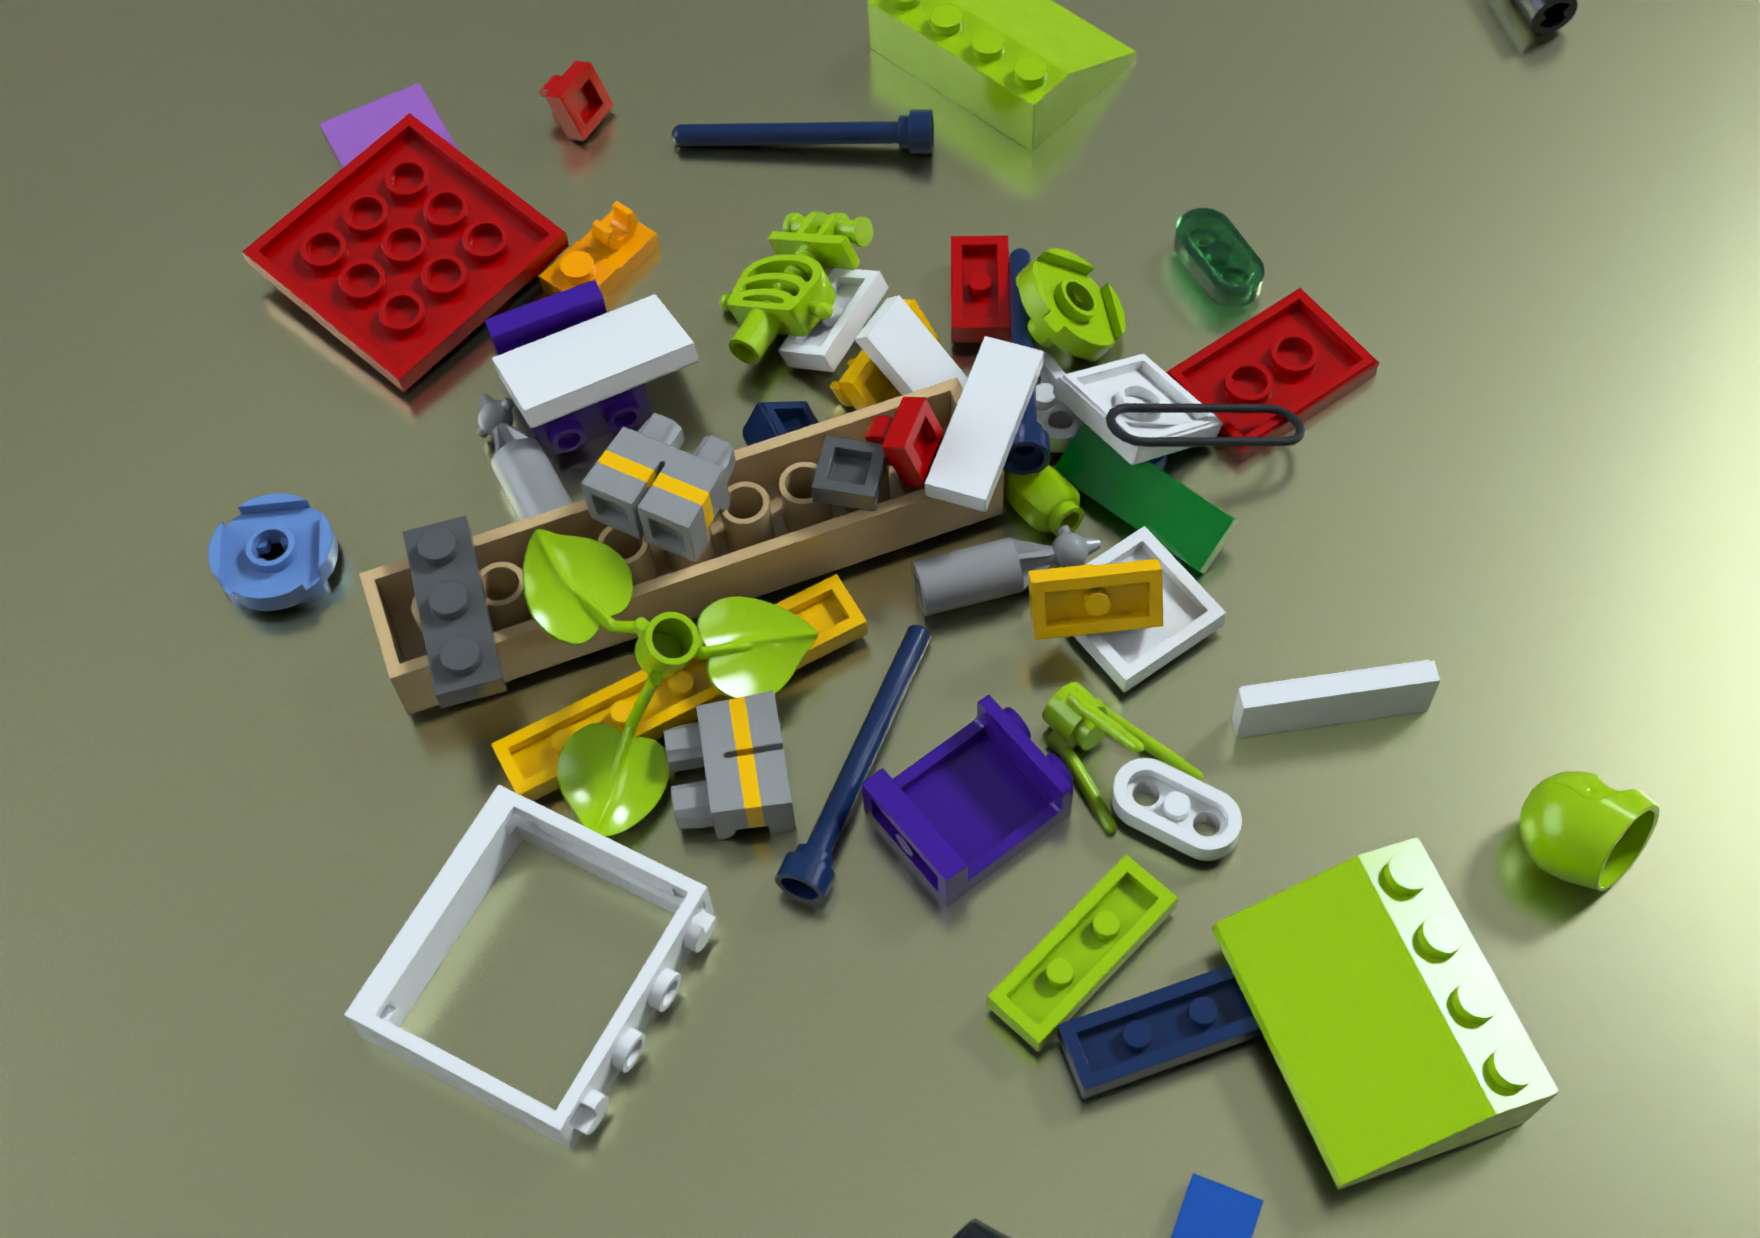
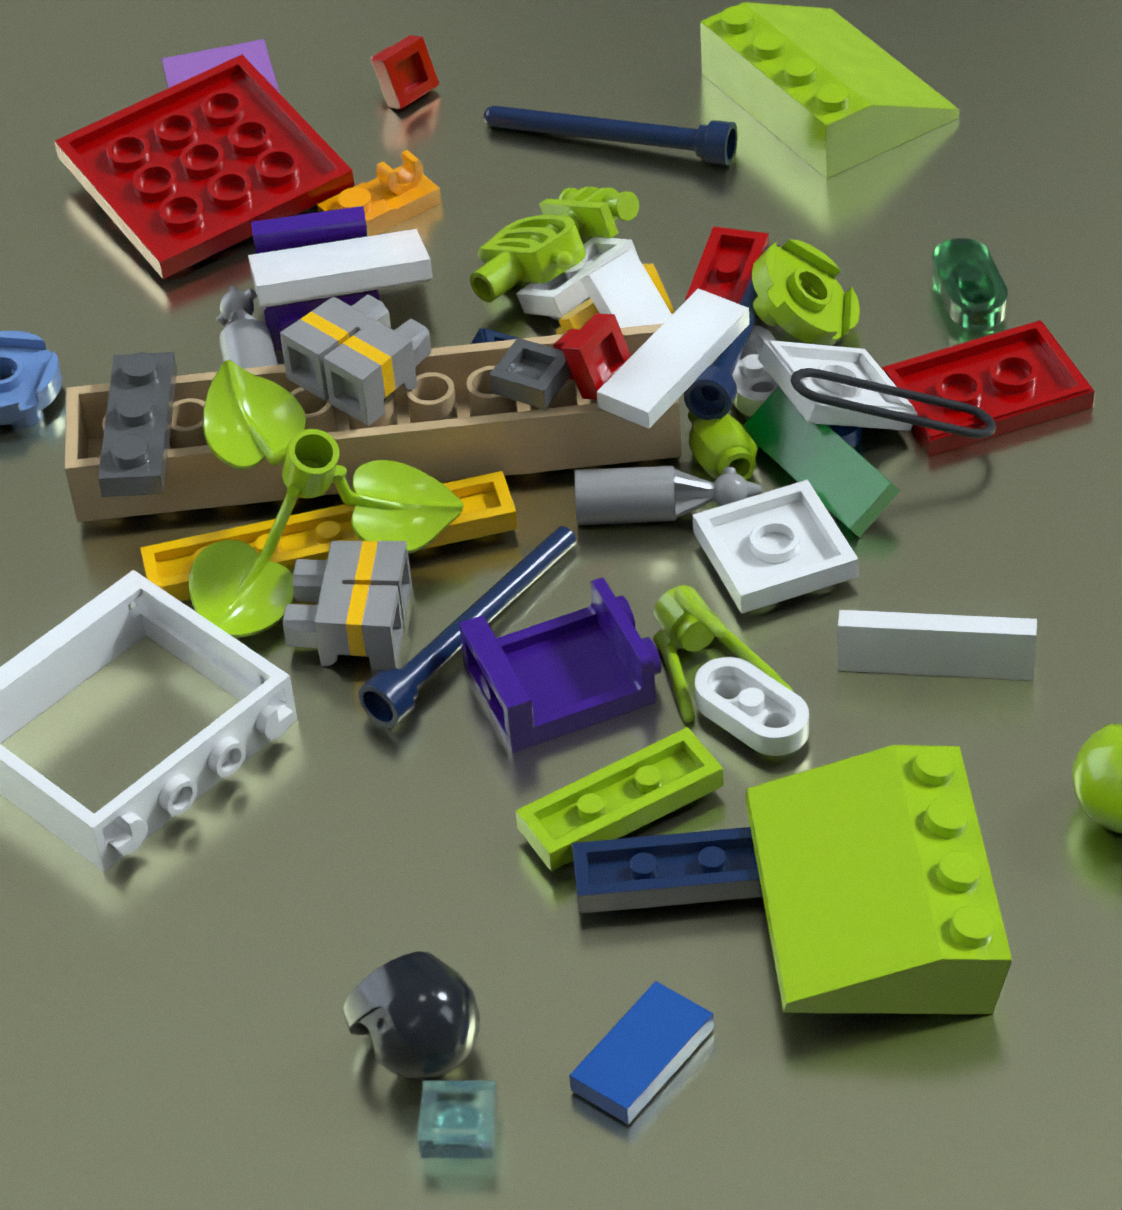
camera: 15 degrees right, 15 degrees down
(1095, 598) = (729, 517): yellow plate -> none

